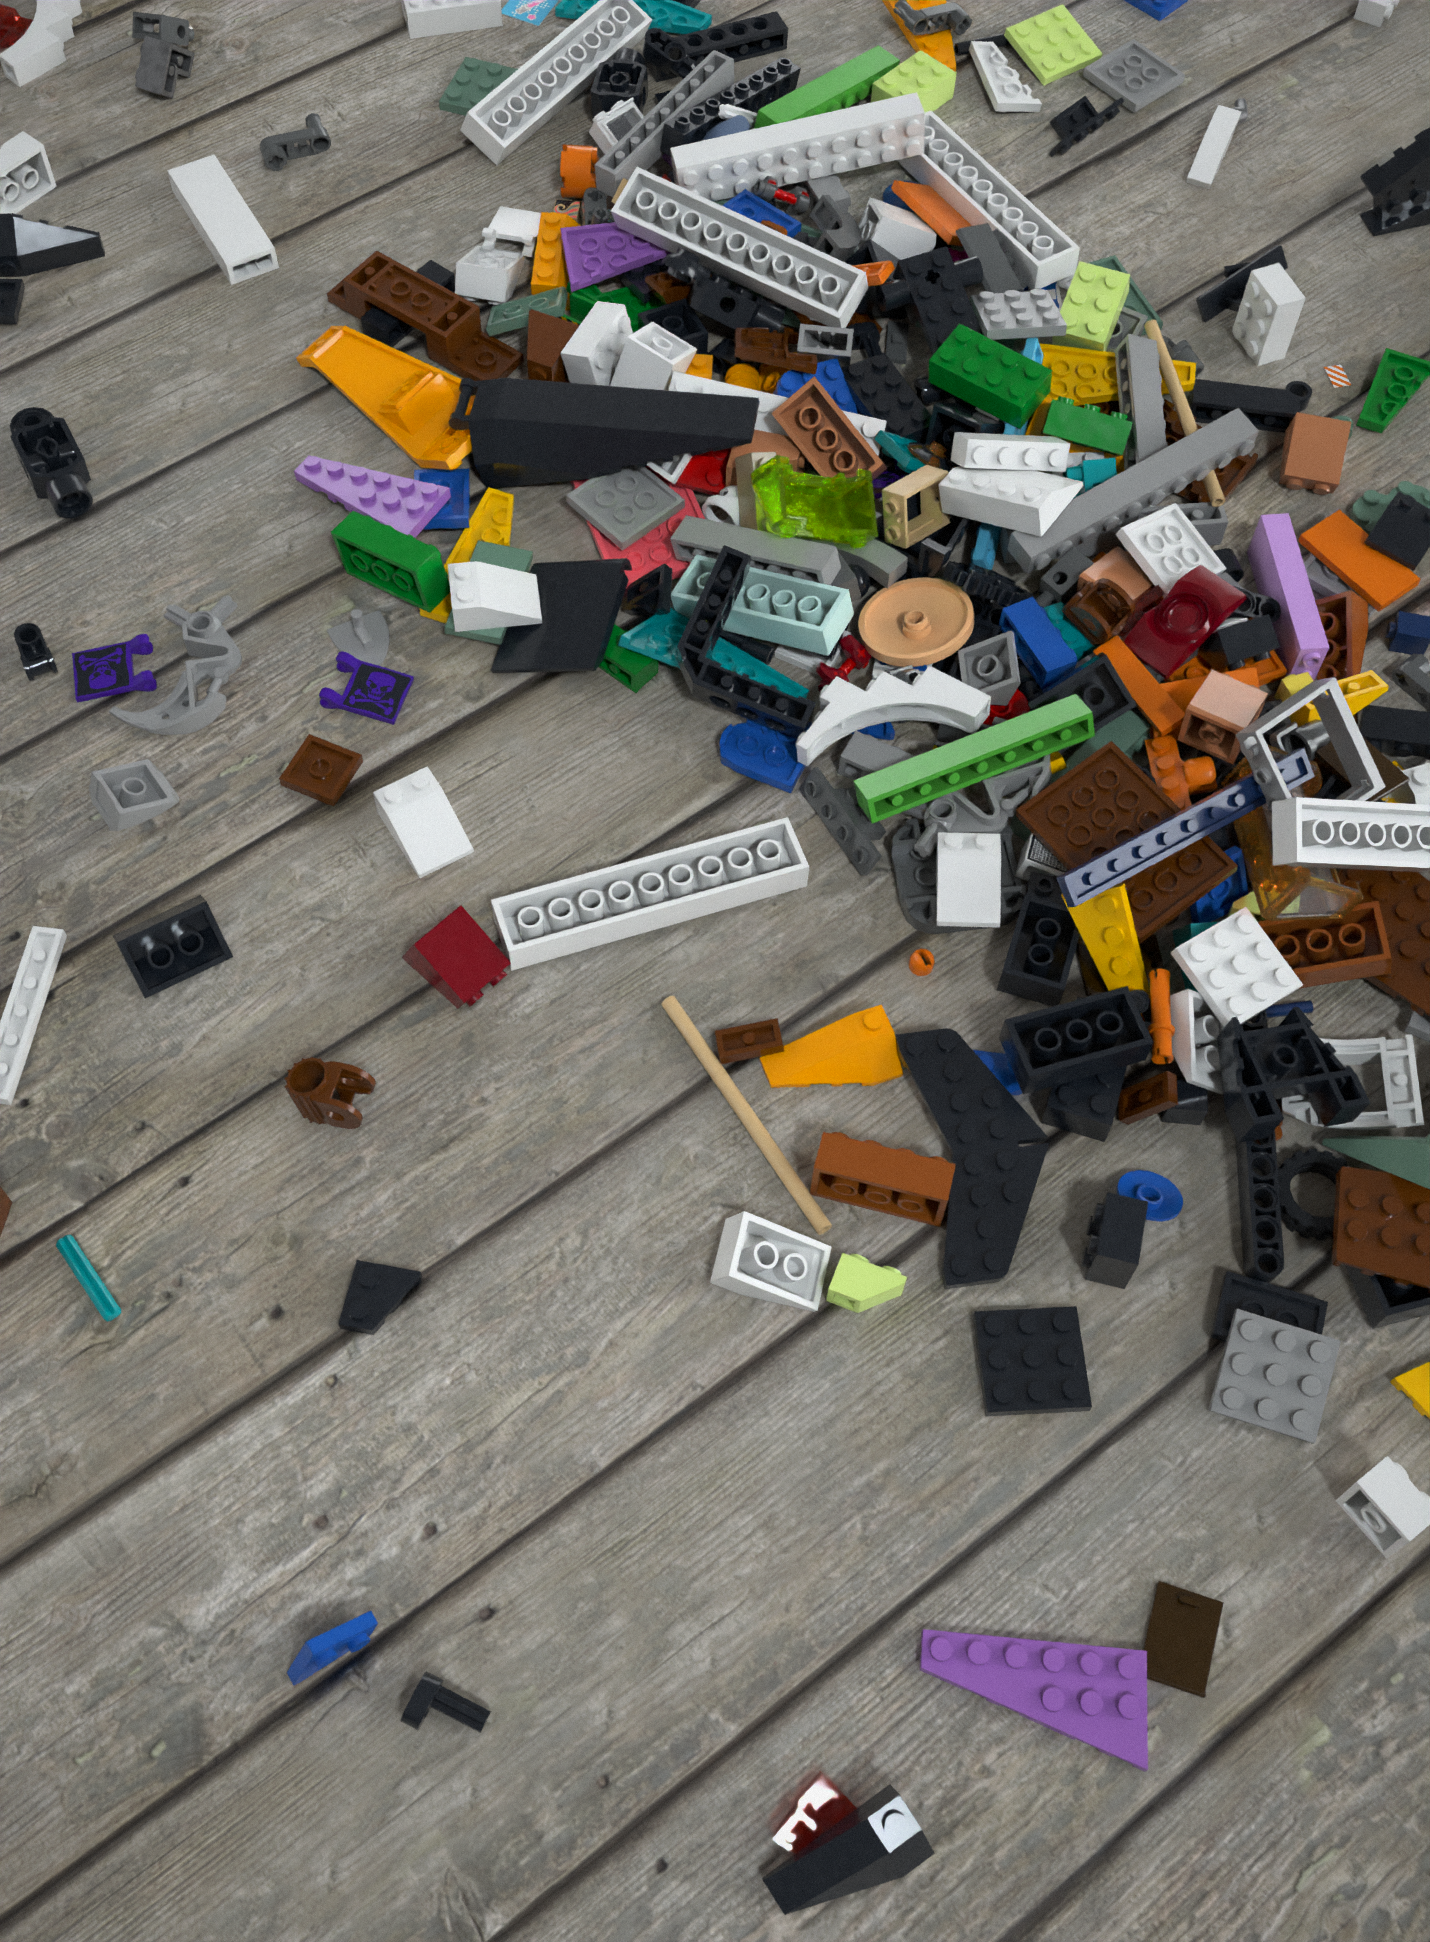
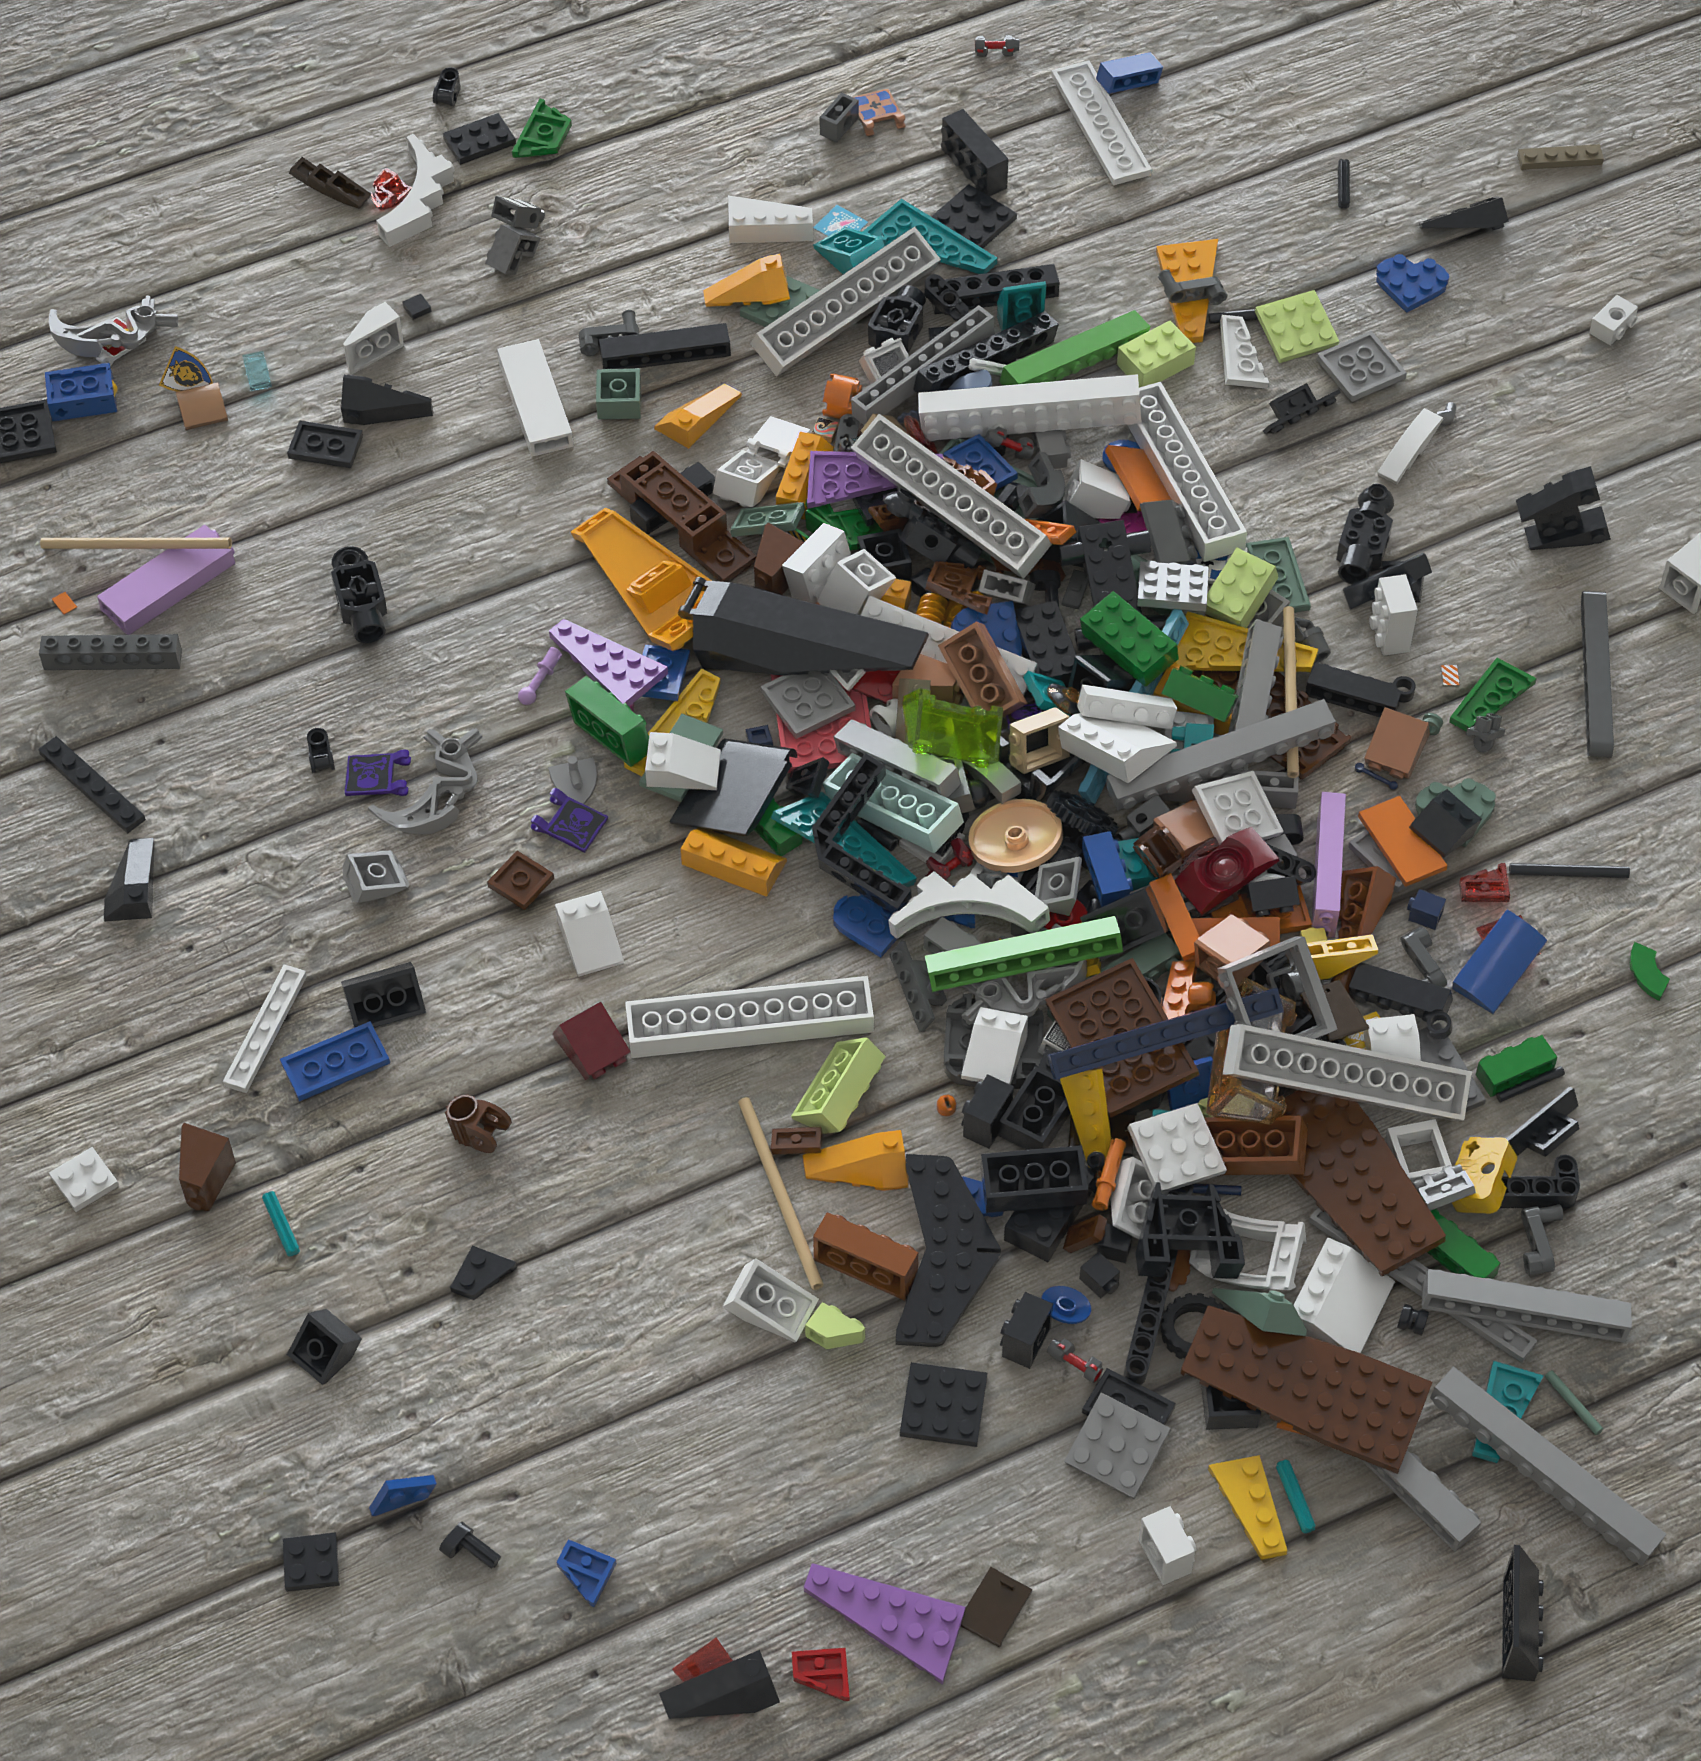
camera: 15 degrees right, 5 degrees down
(64, 142) = (417, 306): none -> black tile
(123, 1041) = (334, 1061): none -> blue plate
(178, 1443) = (323, 1345): none -> black slope
(218, 1778) = (311, 1562): none -> black plate
(283, 549) = (527, 695): none -> lavender pin
(320, 201) = (618, 394): none -> sand green brick
(362, 148) = (665, 347): none -> black brick
(414, 219) = (697, 416): none -> light orange wedge
(451, 66) = (759, 281): none -> light orange wedge
(544, 24) = (848, 248): none -> teal slope
(575, 552) = (759, 735): none -> dark blue tile
(579, 706) = (731, 860): none -> light orange slope
(615, 1707) = (586, 1569): none -> blue wing
(756, 46) = (1020, 303): none -> teal slope
(783, 960) = (839, 1085): none -> yellowish green slope
(979, 960) = (985, 1110): none -> black brick
(982, 1792) = (823, 1671): none -> red wing
(1168, 1259) = (1064, 1350): none -> dark grey piece
(1179, 1148) = (1100, 1275): none -> black brick
(1200, 240) = (1365, 534): none -> black brick
(1275, 489) = (1359, 767): none -> dark blue hinge
(1405, 429) = (1486, 730): none -> dark grey hips

